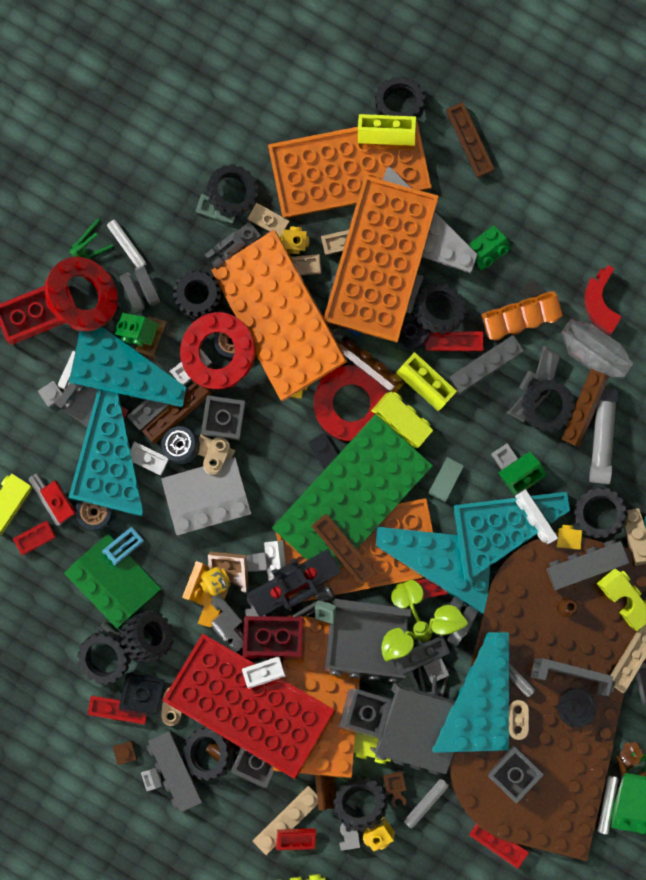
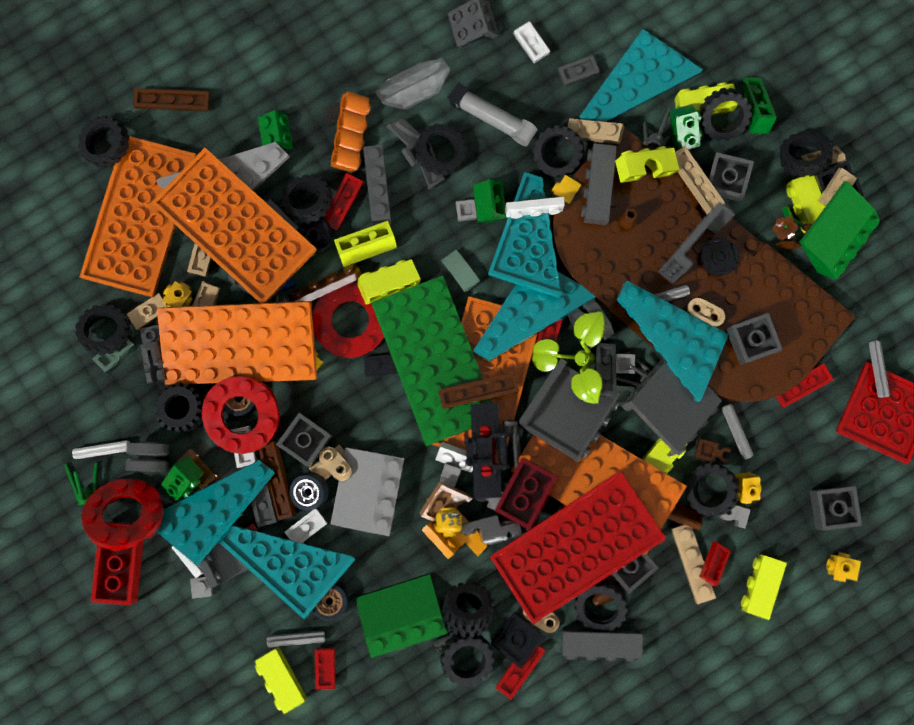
camera: 65 degrees left, 0 degrees up
(58, 501) = (303, 630): red plate -> none
(111, 556) = (377, 606): medium azure tile -> none
(124, 752) = (561, 681): reddish brown plate -> none
(151, 779) = (598, 669): light grey plate -> none
(263, 672) = (554, 518): white plate -> none
(325, 612) = (527, 435): sand green plate -> none
(364, 713) = (636, 445): dark grey brick -> none
(386, 129) = (121, 163): neon yellow brick -> none
(585, 407) = (459, 117): reddish brown plate -> none
(595, 307) = (374, 66): red arch -> none
(608, 803) = (814, 274): white axle -> none

